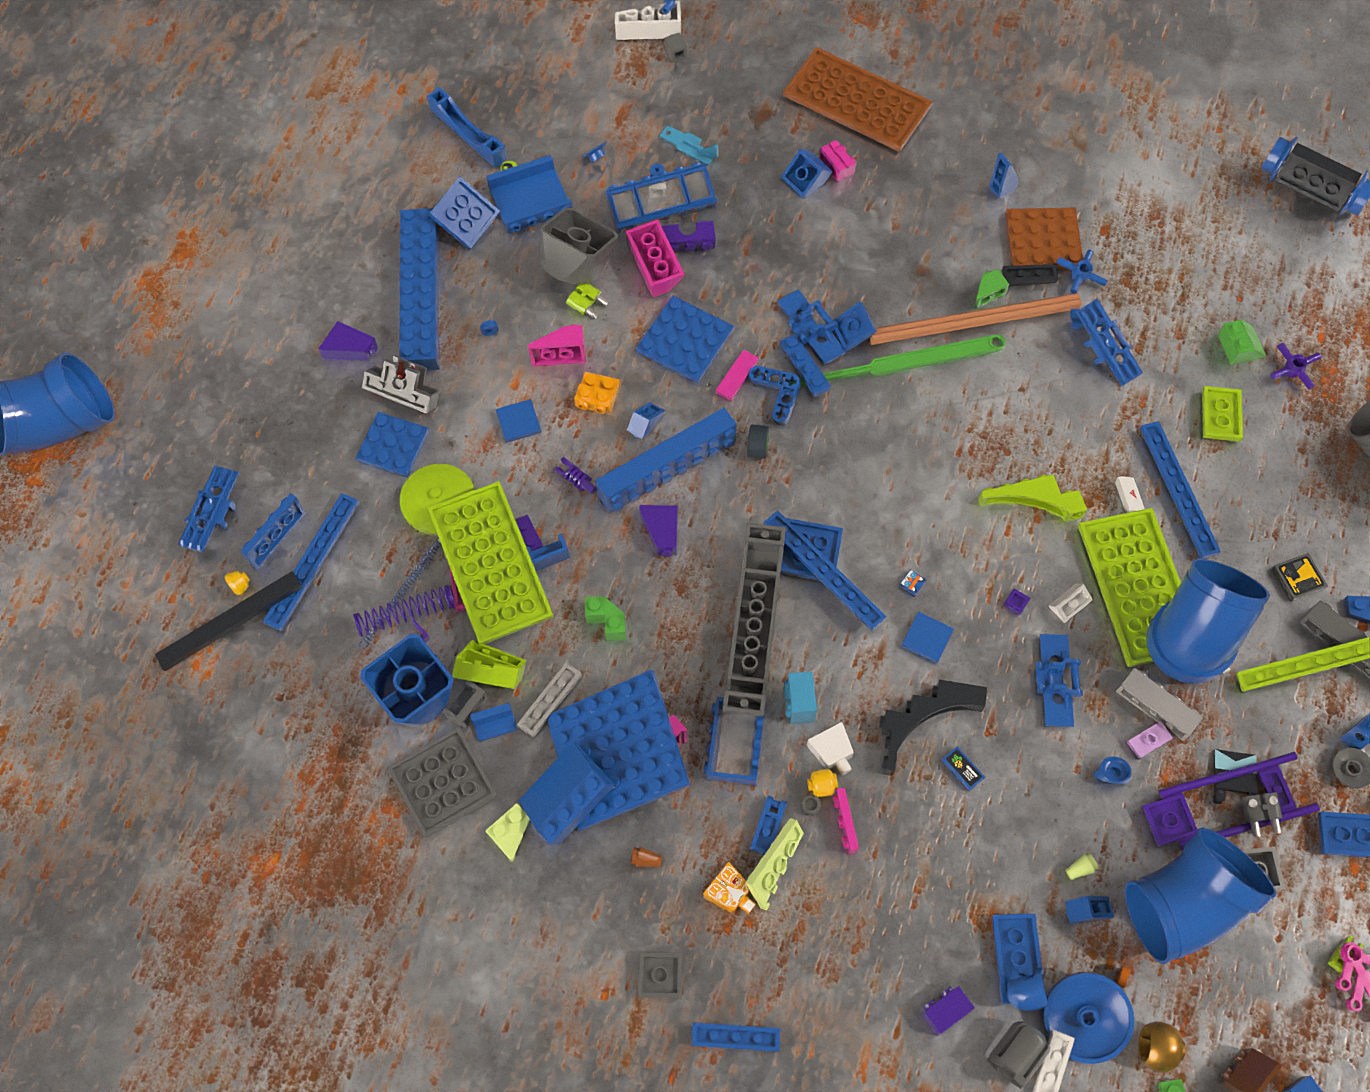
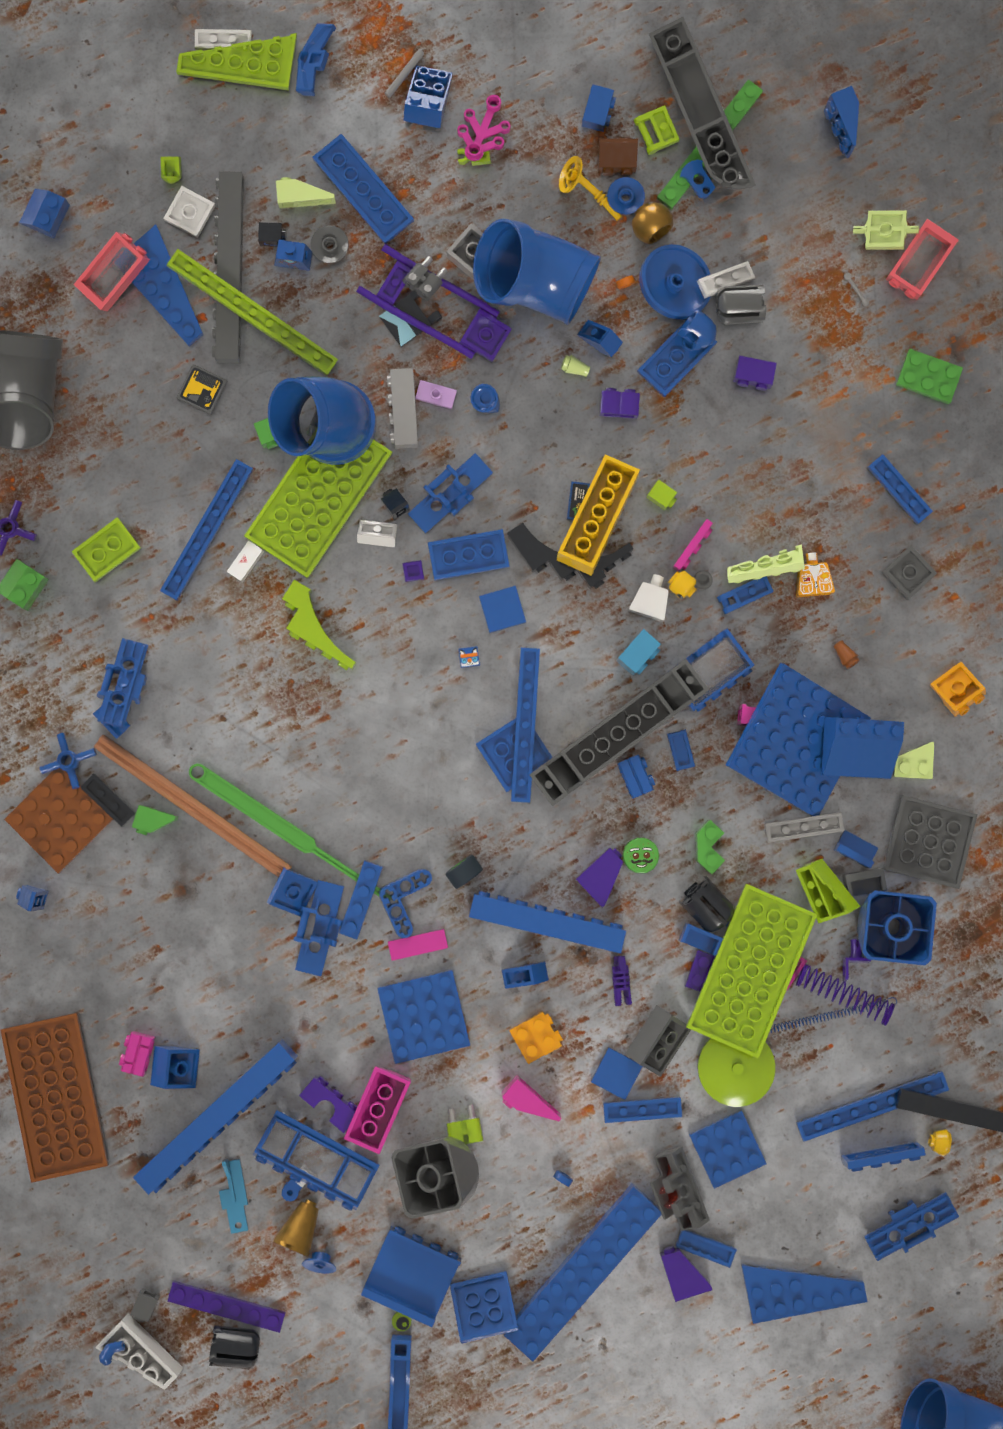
camera: 140 degrees left, 20 degrees up
(257, 401) = (786, 1293): none -> blue wing
(346, 374) = (706, 1247): none -> blue plate
(477, 414) = (642, 1109): none -> blue plate
(511, 461) = (658, 1041): none -> dark grey slope
(530, 919) = (959, 689): none -> light orange plate
(566, 577) = (700, 911): none -> black cylinder
(598, 67) = (234, 1347): none -> black cylinder
(625, 88) = (226, 1306): none -> dark purple plate
(628, 154) = (299, 1228): none -> pearl gold cone
(648, 567) = (640, 855): none -> bright green head
(696, 667) = (680, 750): none -> blue tile
(709, 615) = (635, 776): none -> blue brick
(749, 168) = (211, 1121): none -> blue brick
(909, 835) = (662, 495): none -> lime brick
(940, 765) = (598, 515): none -> yellow brick
(994, 649) = (468, 554): none -> blue plate
(1018, 872) = (619, 404): none -> dark purple brick
(1084, 629) = (395, 503): none -> black slope
(1214, 1046) = (625, 187): none -> blue dish
(1260, 1020) = (575, 176): none -> yellow dish

